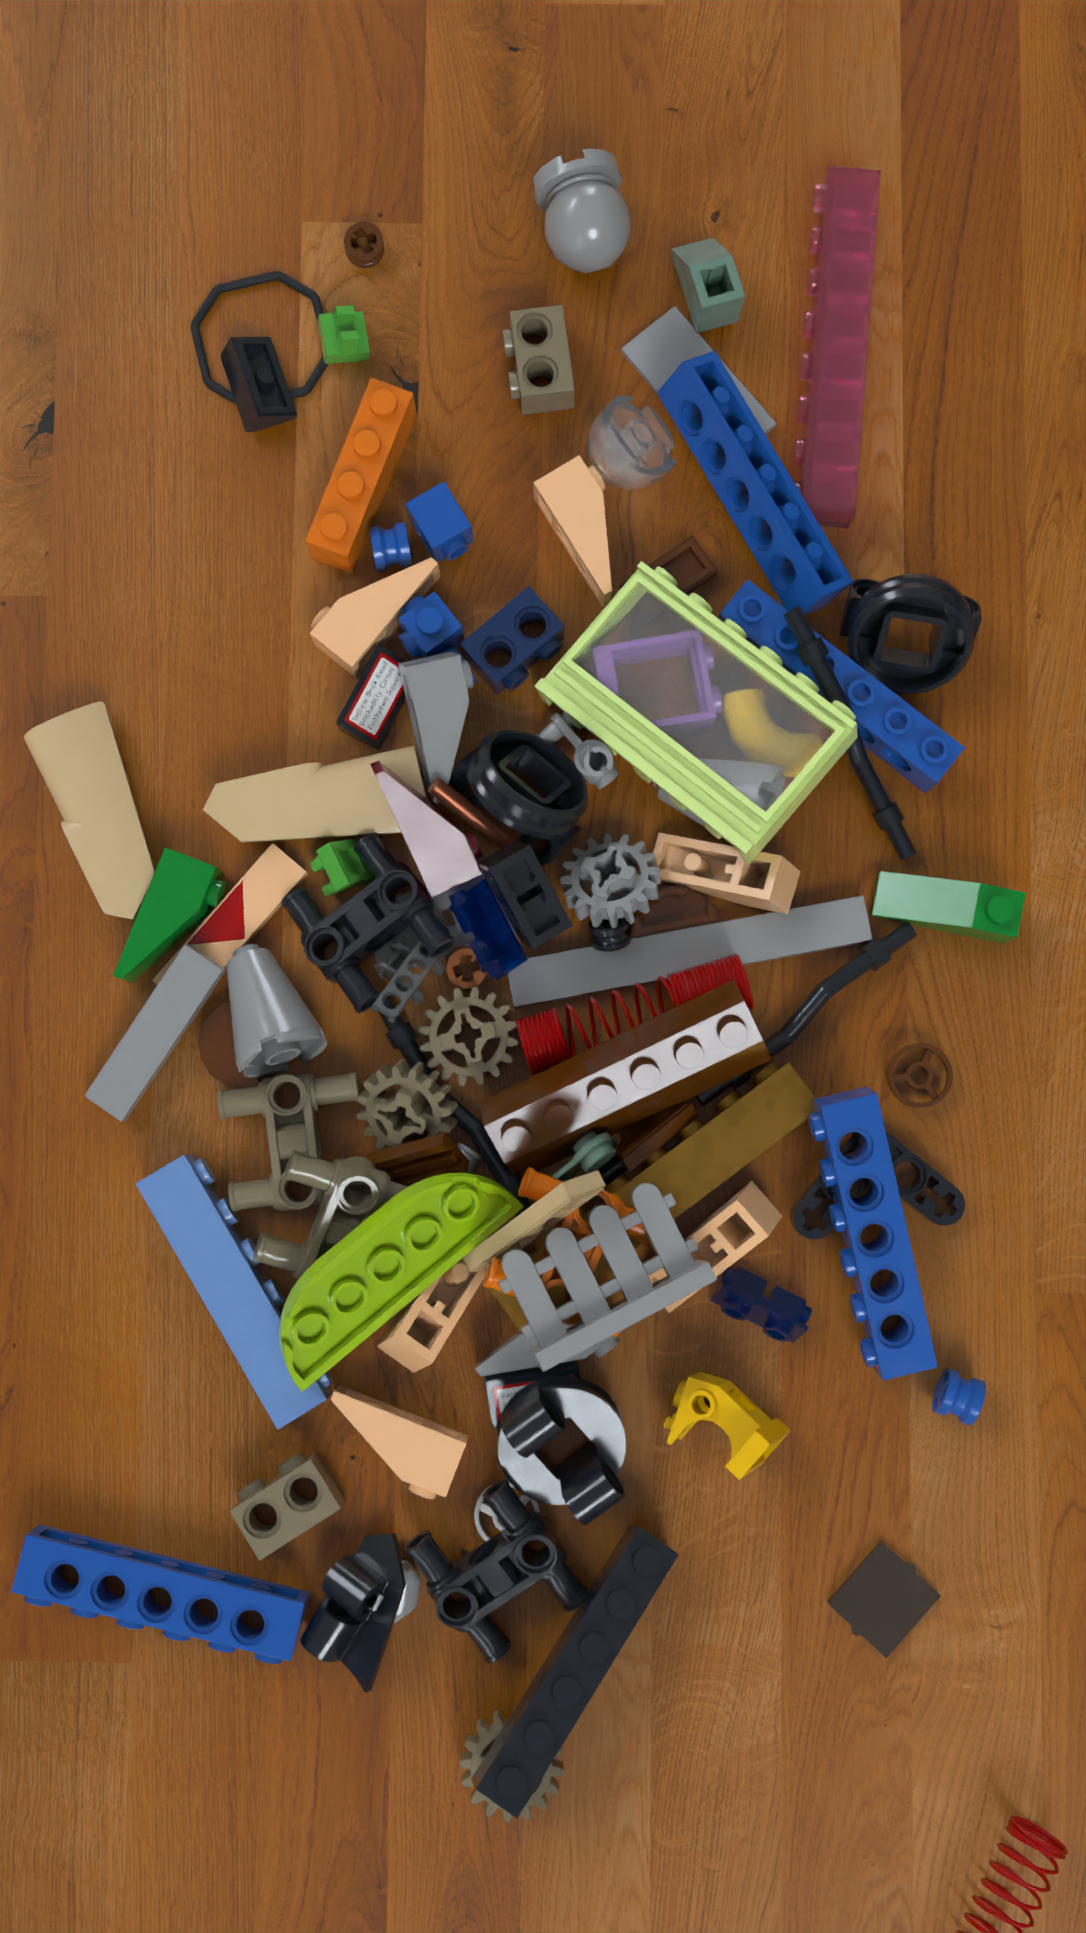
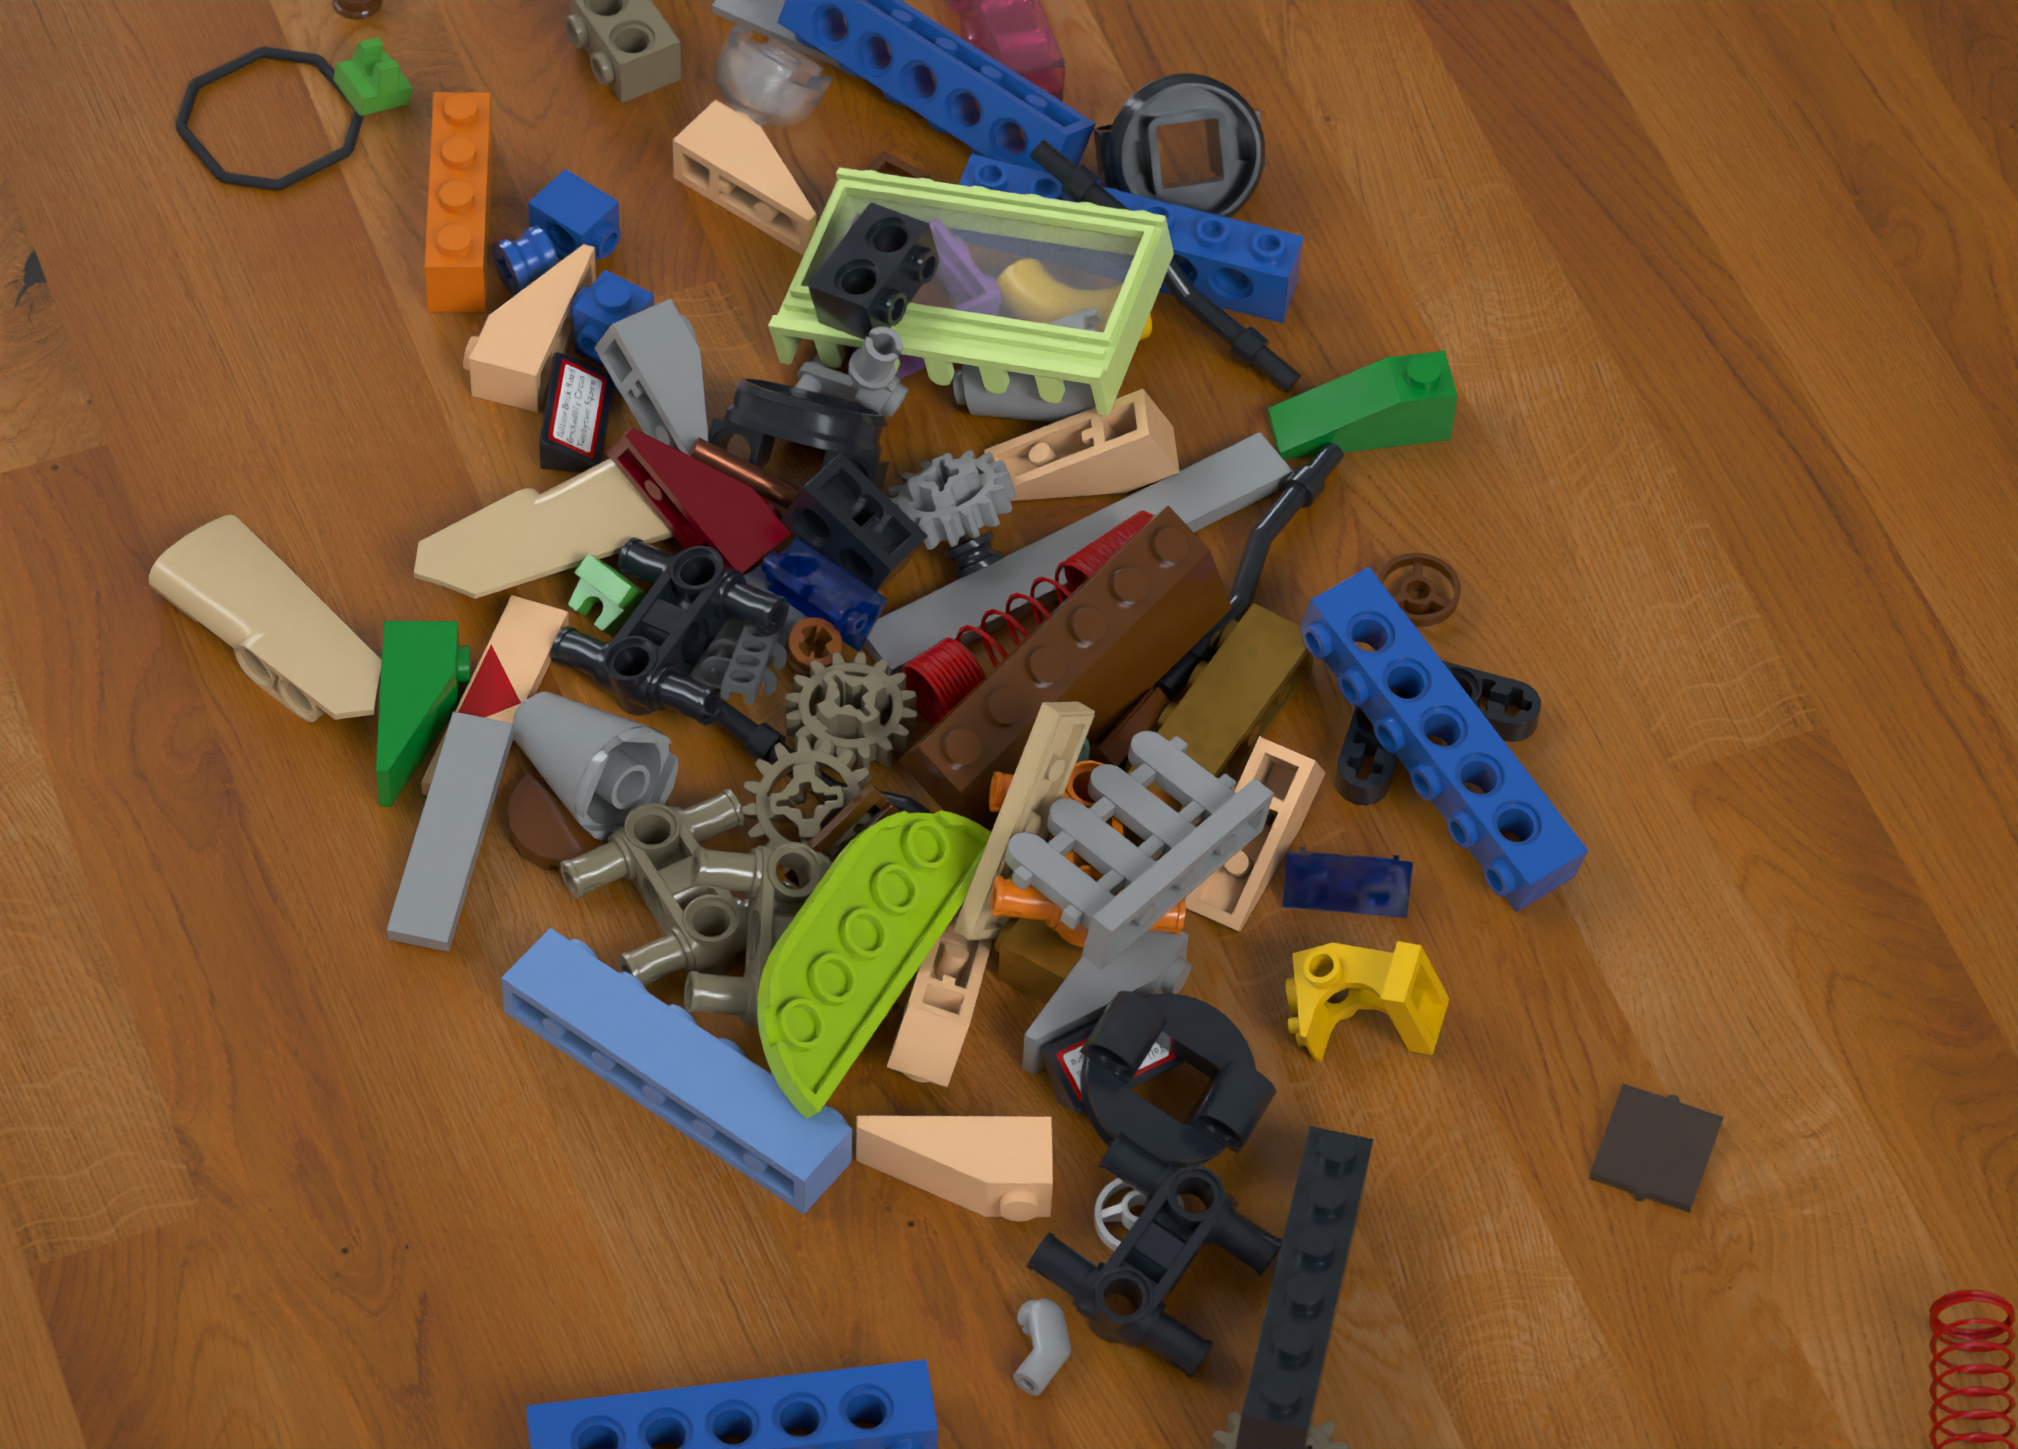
camera: 25 degrees left, 30 degrees down
(257, 382) = (285, 154): black slope -> none
(293, 1512) = (863, 1286): dark tan brick -> none
(358, 1608) = (997, 1365): black panel -> none
(504, 634) = (725, 302): dark blue brick -> none
(612, 678) = (874, 272): none -> black brick
(674, 910) = (1037, 516): reddish brown tile -> none
(958, 1396) = (1633, 890): blue wheel -> none

